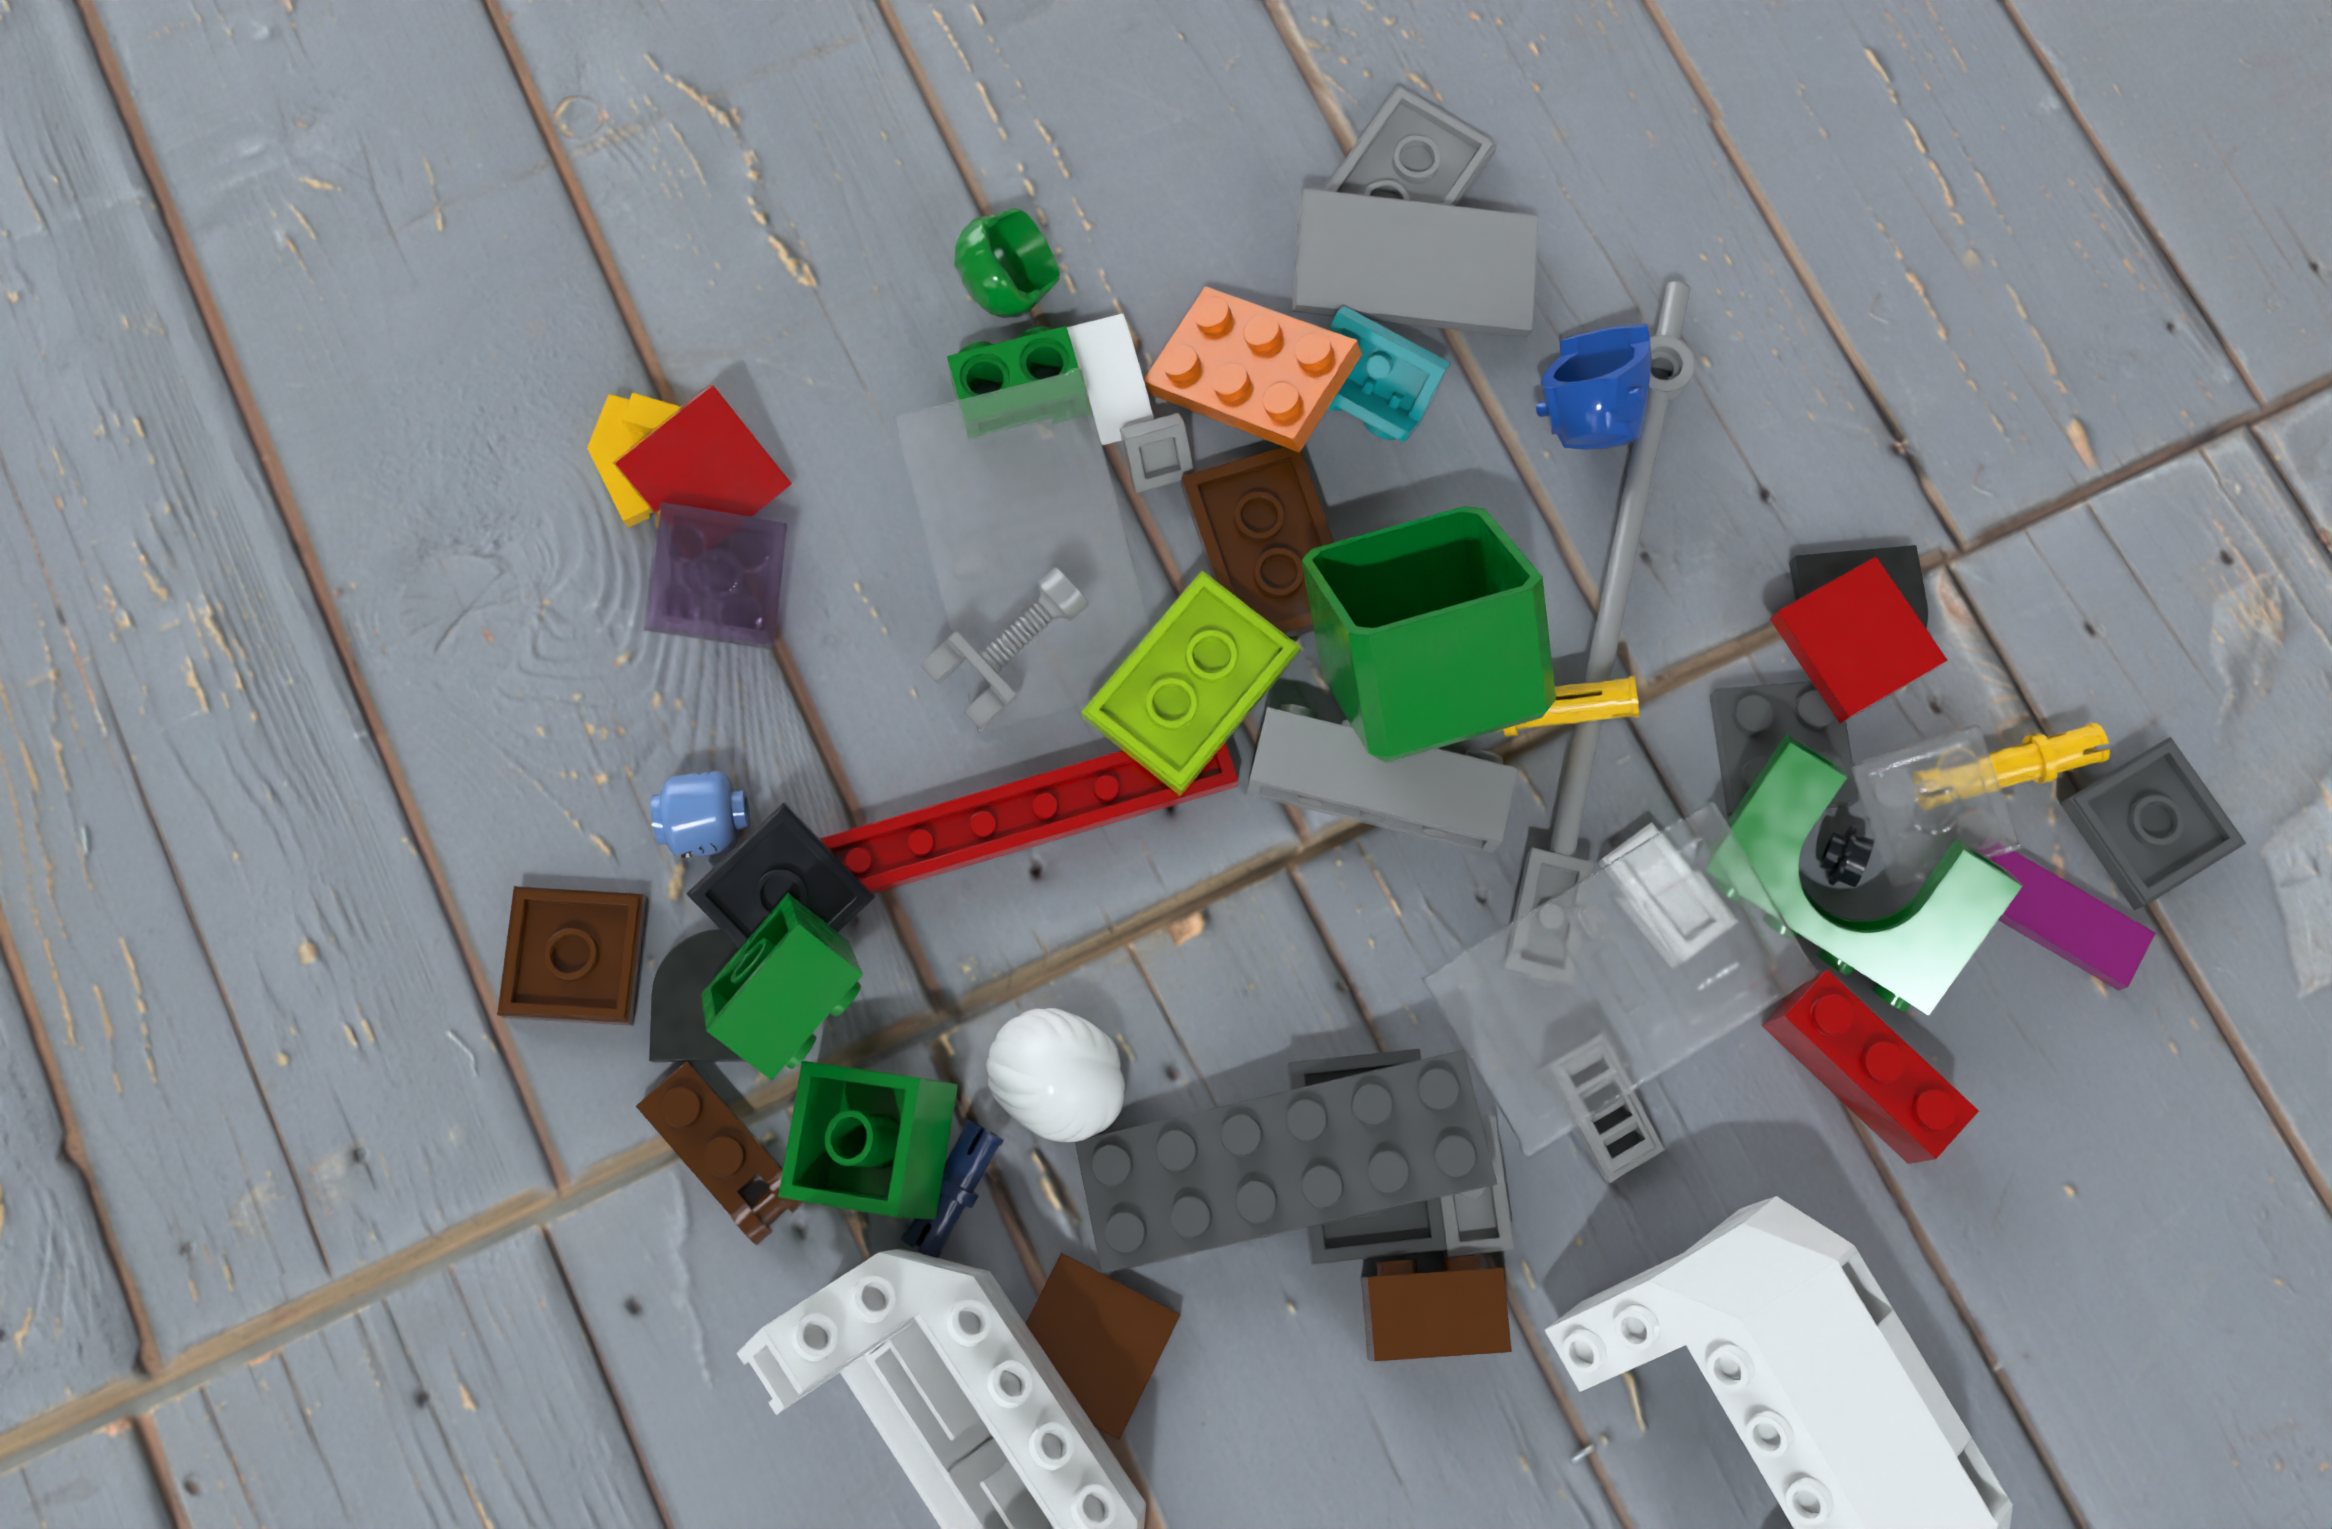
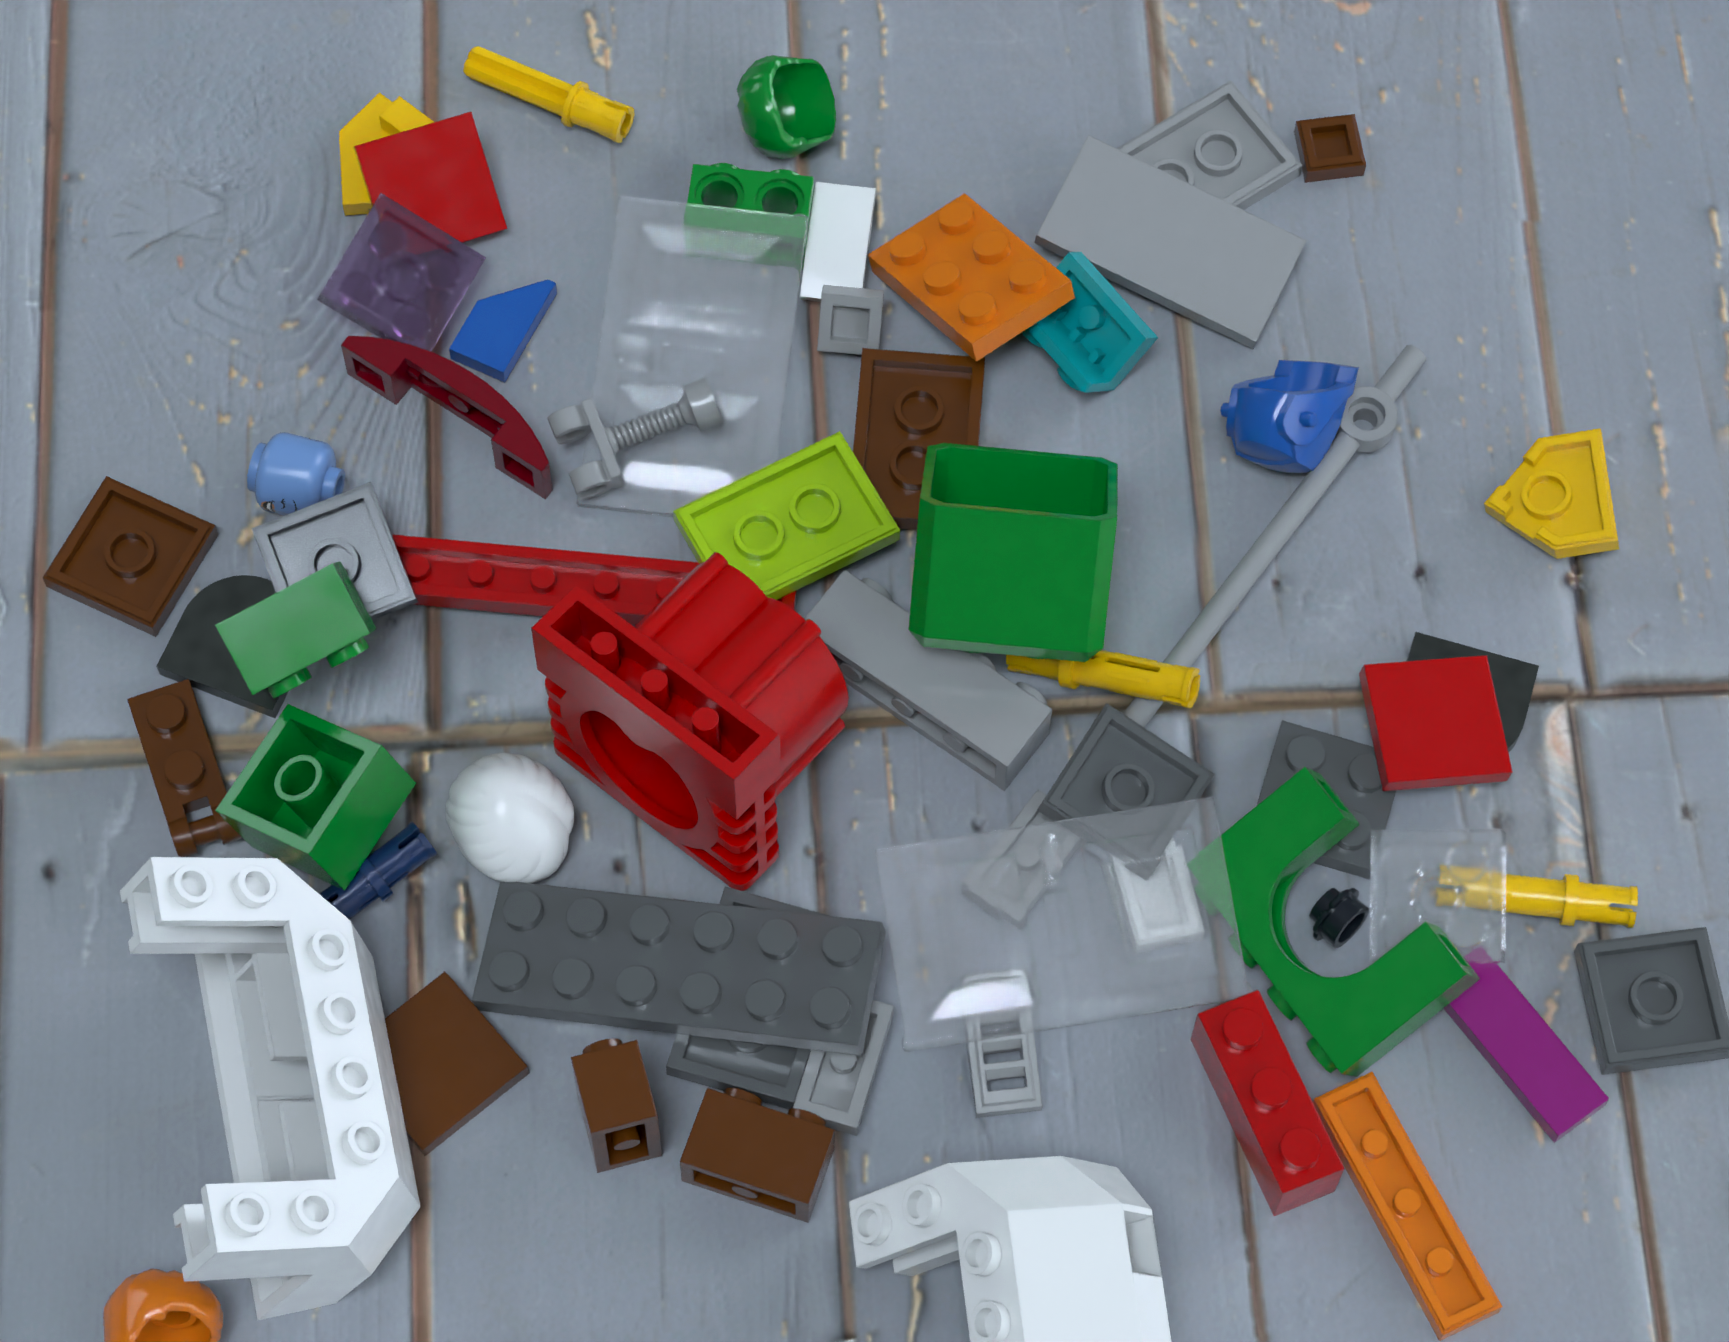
camera: 25 degrees right, 10 degrees down
(746, 667) = (396, 366): none -> dark red slope
(801, 334) = (572, 102): none -> yellow axle
(830, 586) = (501, 329): none -> blue tile
(1204, 913) = (693, 710): none -> red hose
(1292, 1329) = (616, 1104): none -> reddish brown brick
(1512, 116) = (1329, 148): none -> reddish brown tile
(1606, 807) = (1121, 770): none -> dark grey plate
(1867, 375) = (1560, 496): none -> yellow plate
(2027, 1110) = (1406, 1206): none -> orange tile

